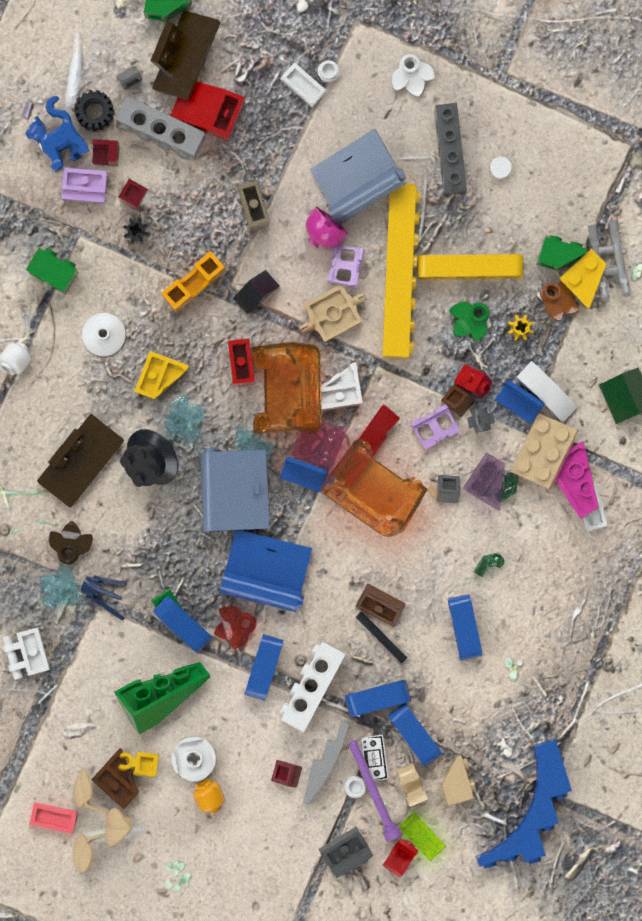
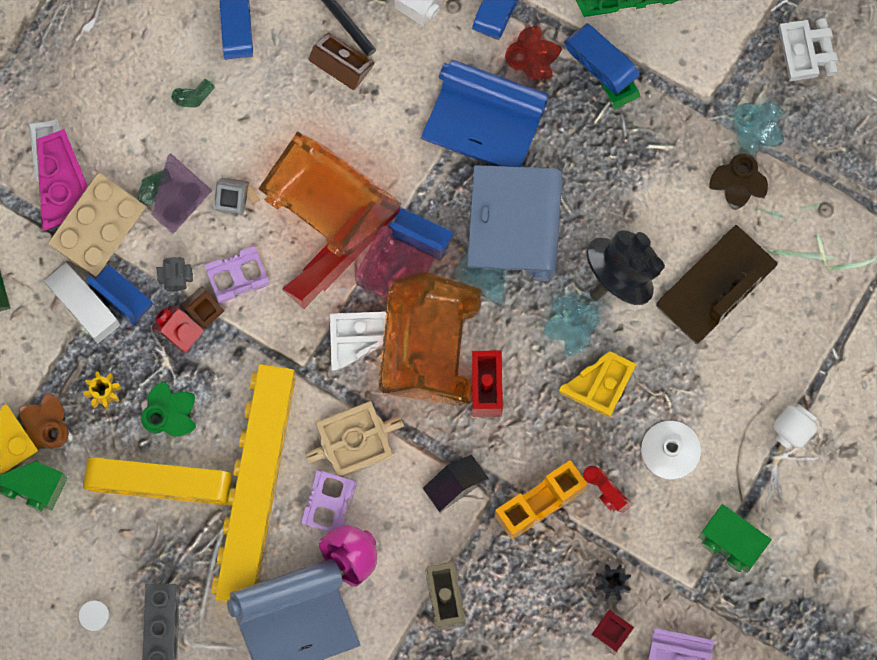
camera: 165 degrees left, 10 degrees down
(93, 587) = (714, 120): dark blue plant -> none
(142, 291) = (611, 496): none -> red plate

